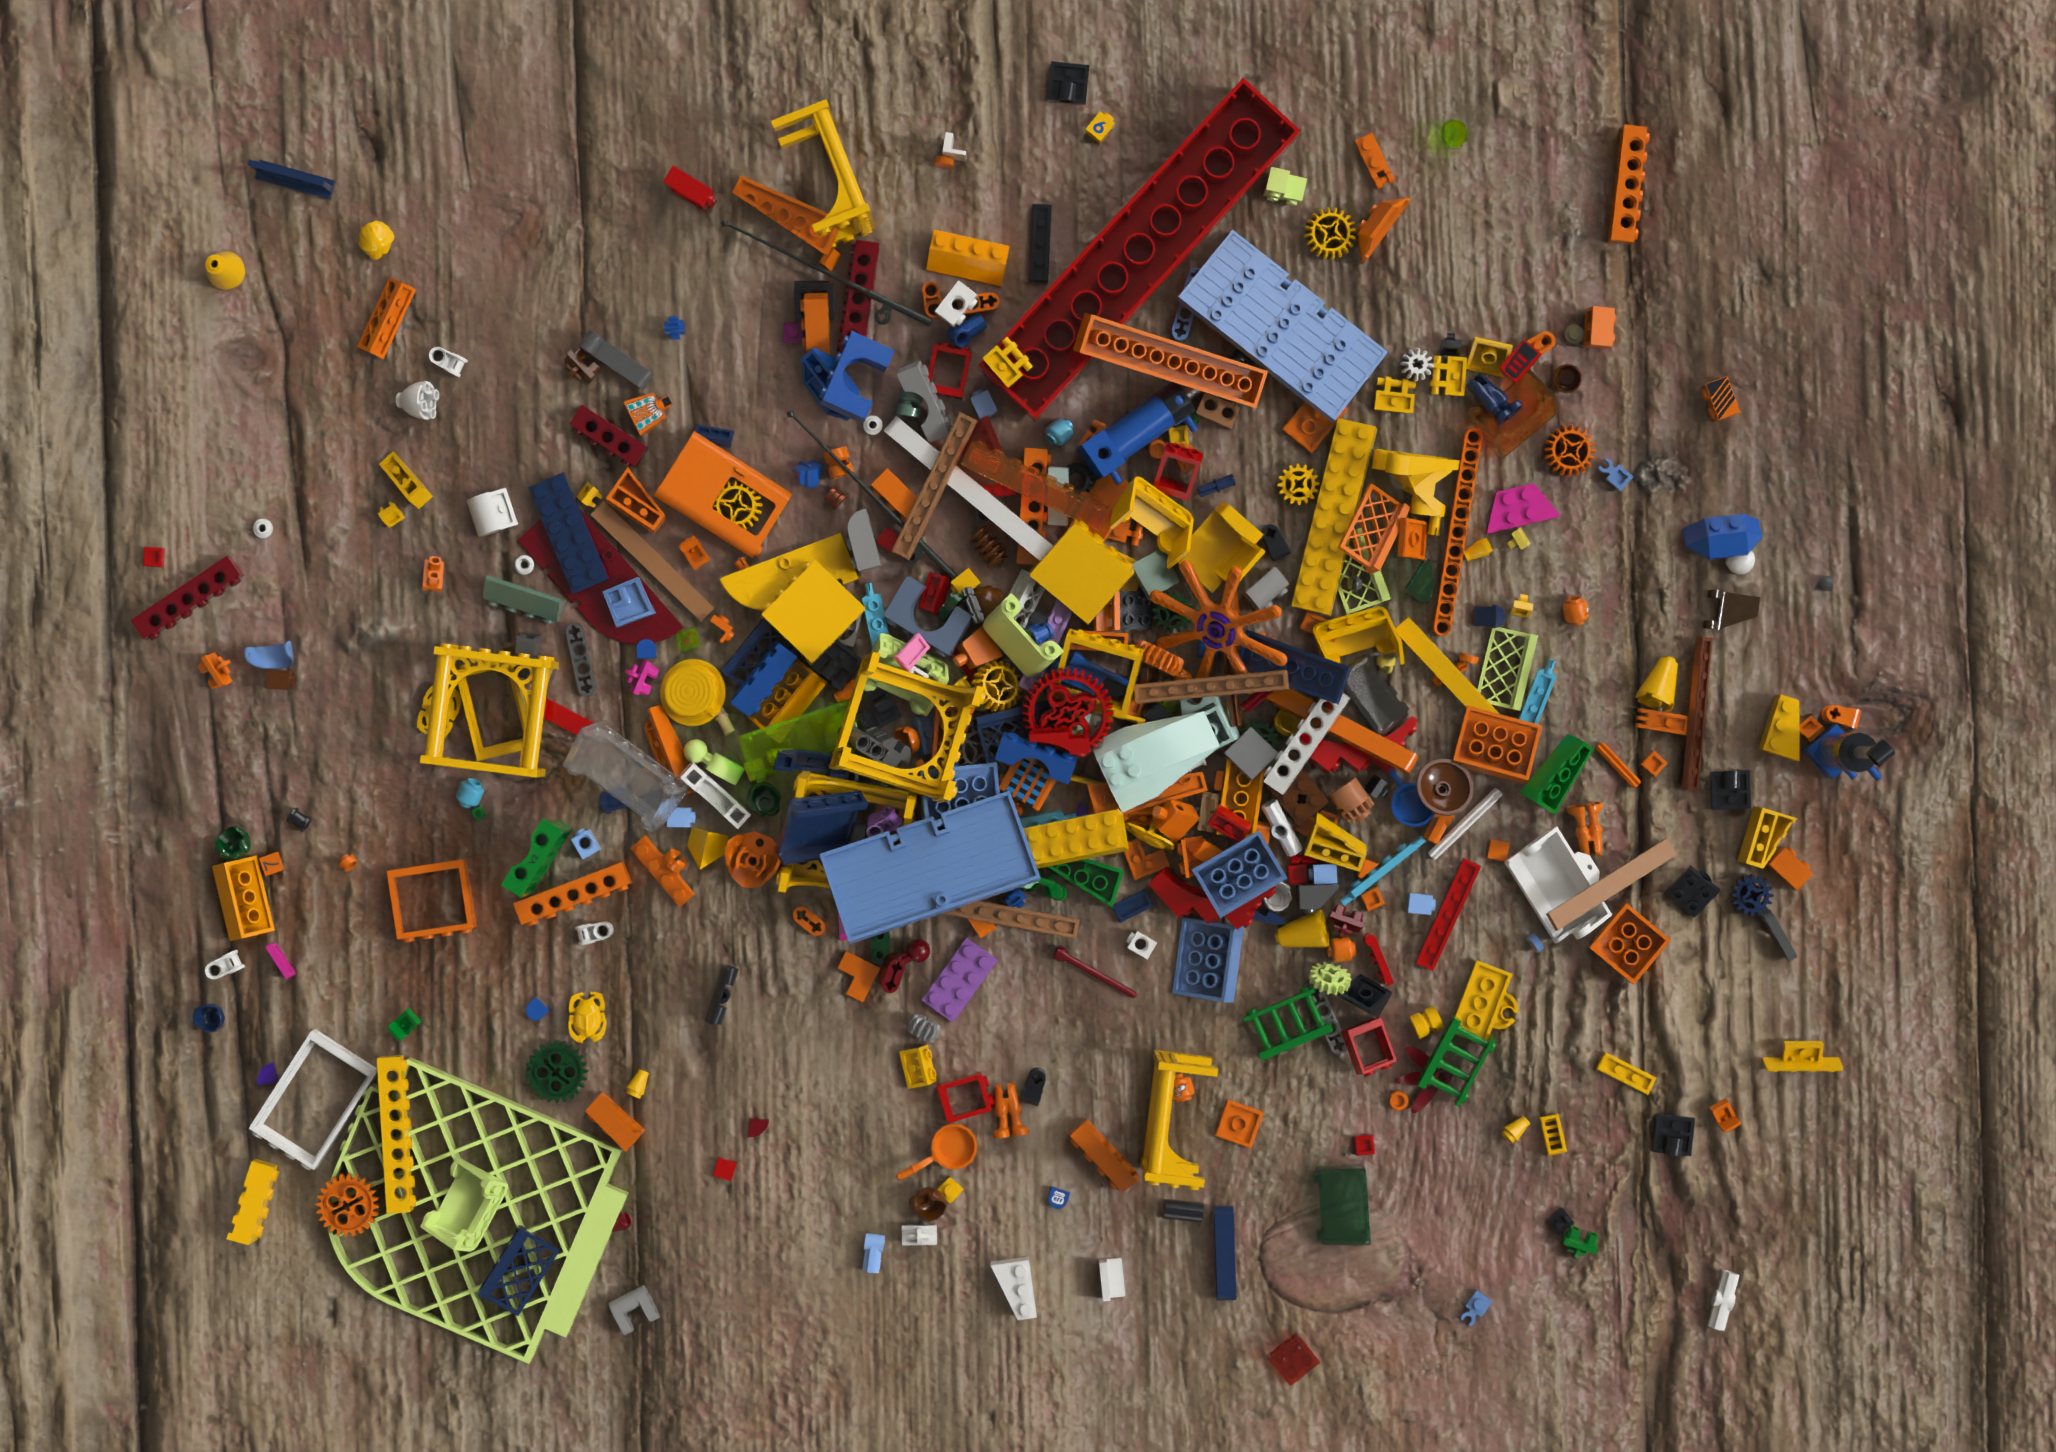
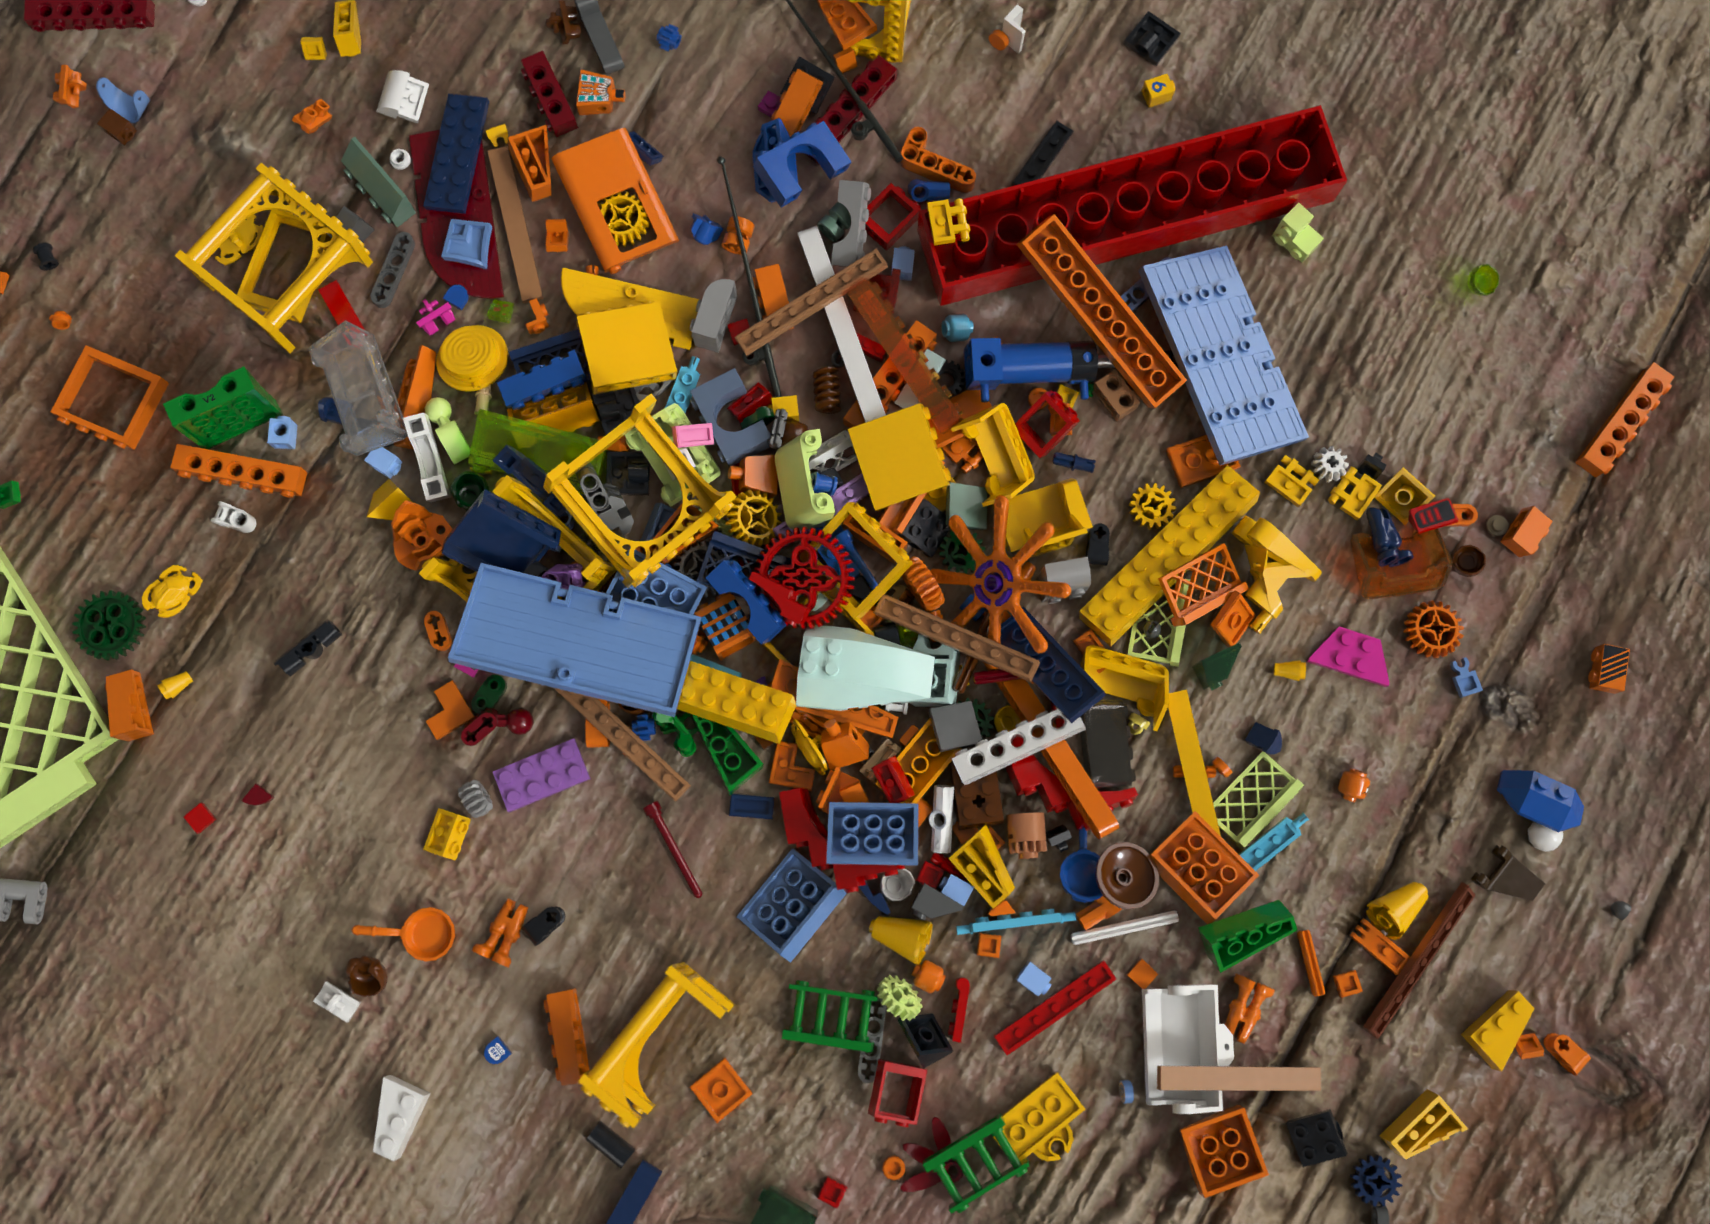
camera: 30 degrees right, 10 degrees down
(469, 792) = (211, 324): medium azure head -> none
(478, 813) = (207, 348): green piece -> none
(536, 1009) = (133, 557): blue tile -> none
(622, 1222) = (67, 807): dark red cone -> none
(664, 869) = (338, 501): orange plate -> none
(835, 497) = (715, 264): copper wheel -> none
(873, 1248) = (286, 986): light blue piece -> none
(877, 429) = (790, 229): white plate -> none
(909, 737) = (642, 517): orange hair -> none
(950, 1189) = (398, 976): yellow plate -> none
(961, 293) = (940, 148): white brick -> none
(967, 258) = (969, 130): light orange slope -> none
(988, 1098) = (450, 885): red window -> none
(1111, 1278) = (495, 1169): white panel -> none
(1144, 952) = (740, 857): white brick -> none
(1183, 1088) = (685, 1016): orange head -> none
(1322, 229) = (1321, 314): yellow gear -> none
(1344, 924) = (947, 953): dark red hips -> none
(1374, 160) = (1394, 263): orange plate -> none
(1377, 225) = (1367, 319): orange wedge -> none
(1426, 1022) = (969, 1104): yellow wheel -> none
(1462, 524) = (1286, 633): orange beam -> none
(1519, 539) = (1336, 683): light yellow tile -> none
(1521, 607) = (1302, 750): yellow tile -> none
(1730, 790) = (1412, 1057): black plate -> none
(1789, 868) = (1430, 1177): orange brick -> none
(1847, 752) = (1578, 1090): piece -> none

